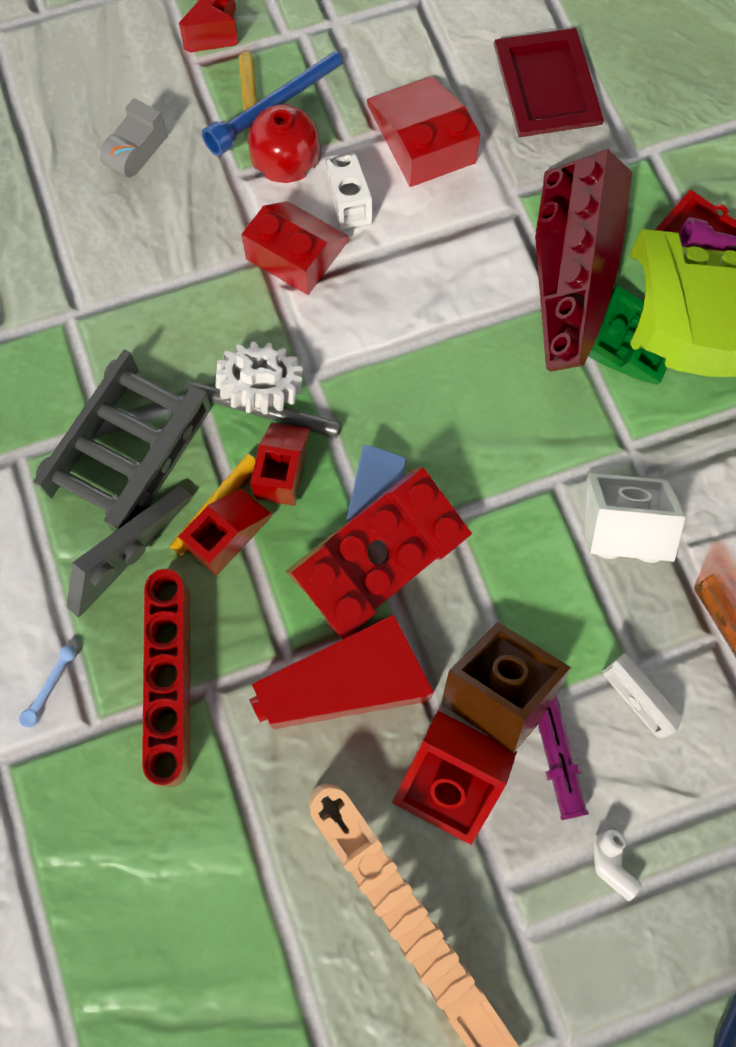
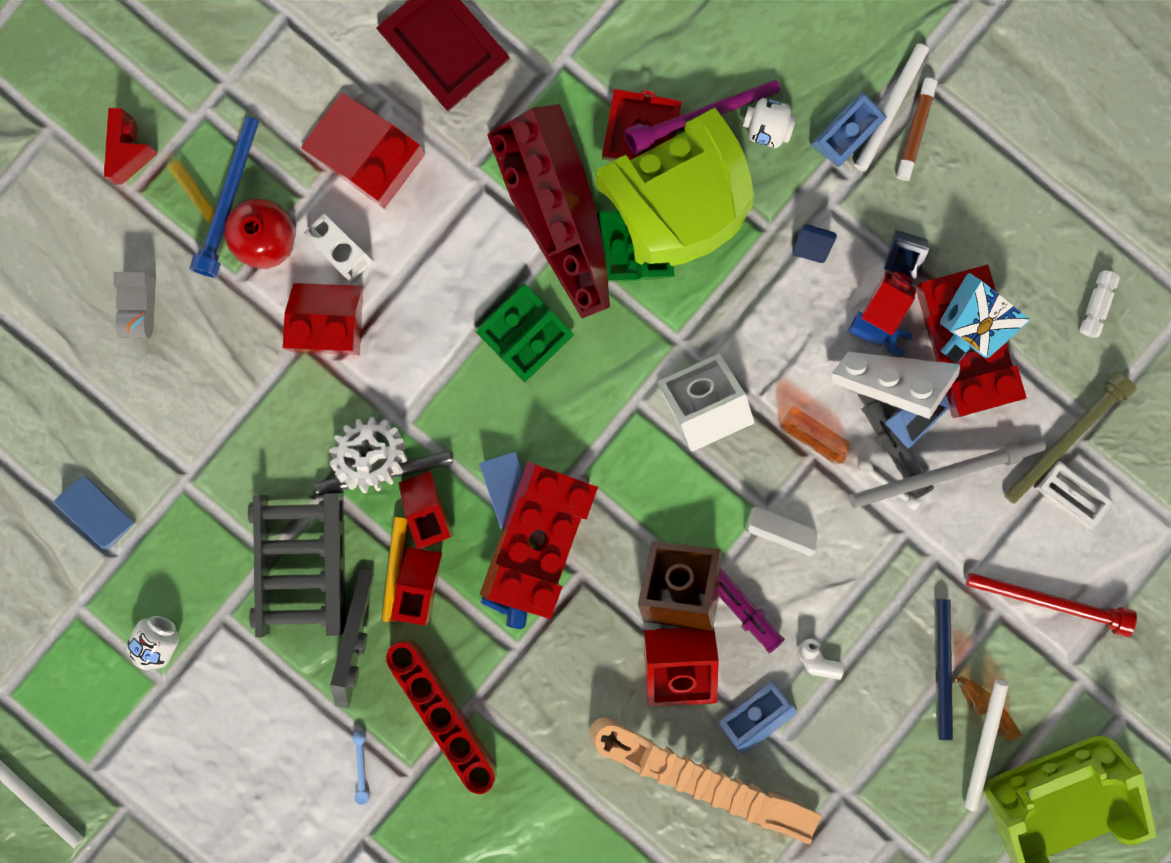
camera: 30 degrees left, 15 degrees up
(307, 622) = (515, 619): none -> blue hand
(345, 679) = (572, 639): red slope -> none
(479, 355) = (524, 332): none -> green slope
(509, 890) = (757, 717): none -> medium blue slope

